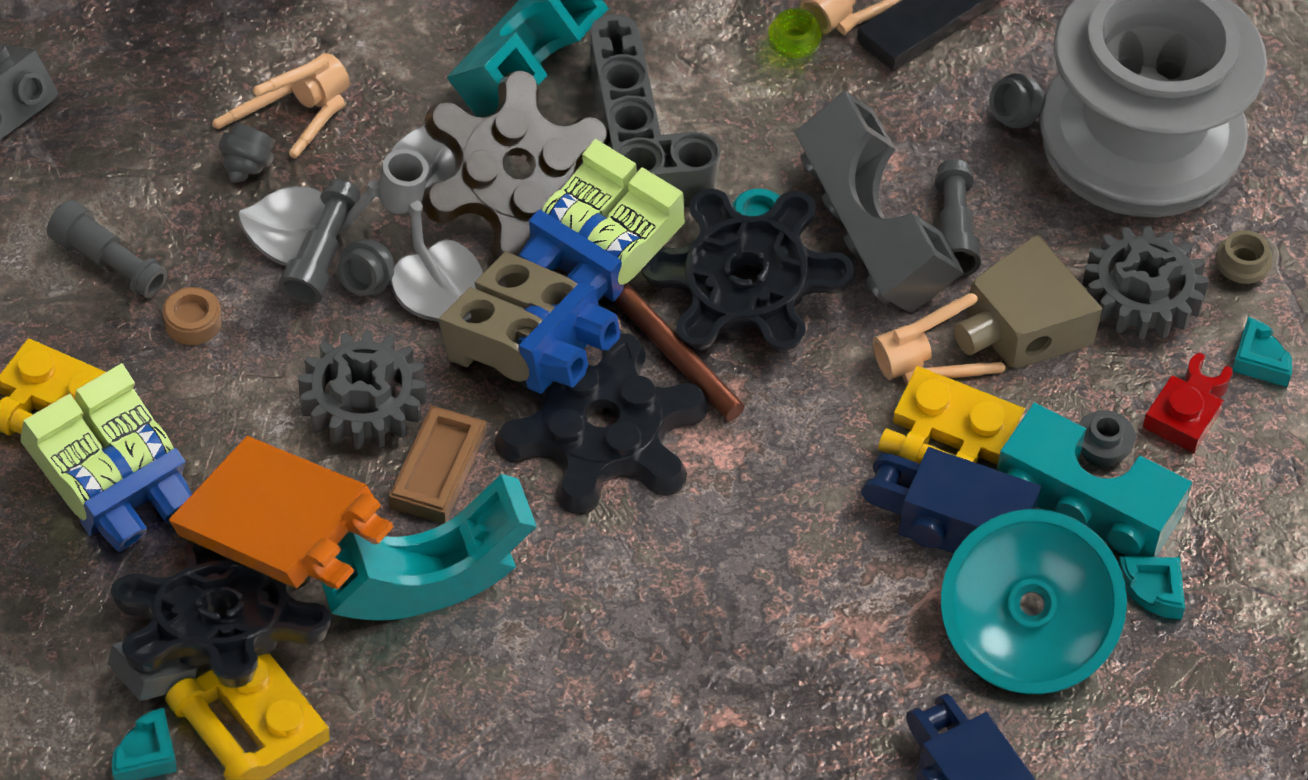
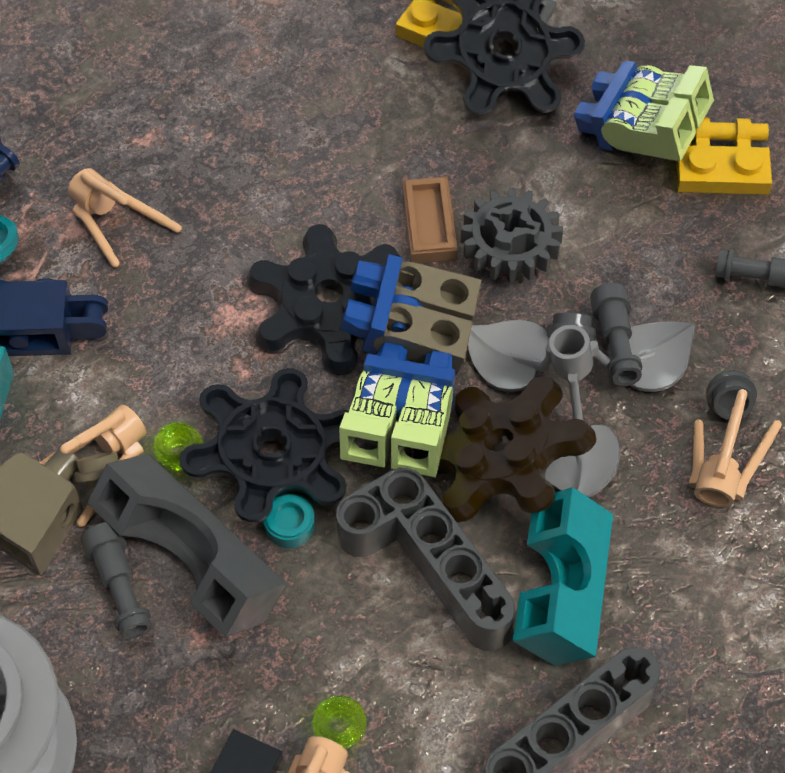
camera: 160 degrees right, 5 degrees up
(192, 316) = (675, 256): medium nougat tile -> none
(280, 514) = (496, 93): orange tile -> none
(436, 566) = (395, 128): teal arch -> none
(679, 353) = (276, 361): copper bar -> none
(826, 634) = (97, 196): none -> light nougat plant
(843, 308) = (171, 436): none -> clear neon green plate
(937, 285) = (92, 466): none -> dark tan plate
(952, 415) = (56, 396): yellow plate -> none
(1016, 100) = (99, 728): dark grey plate -> none

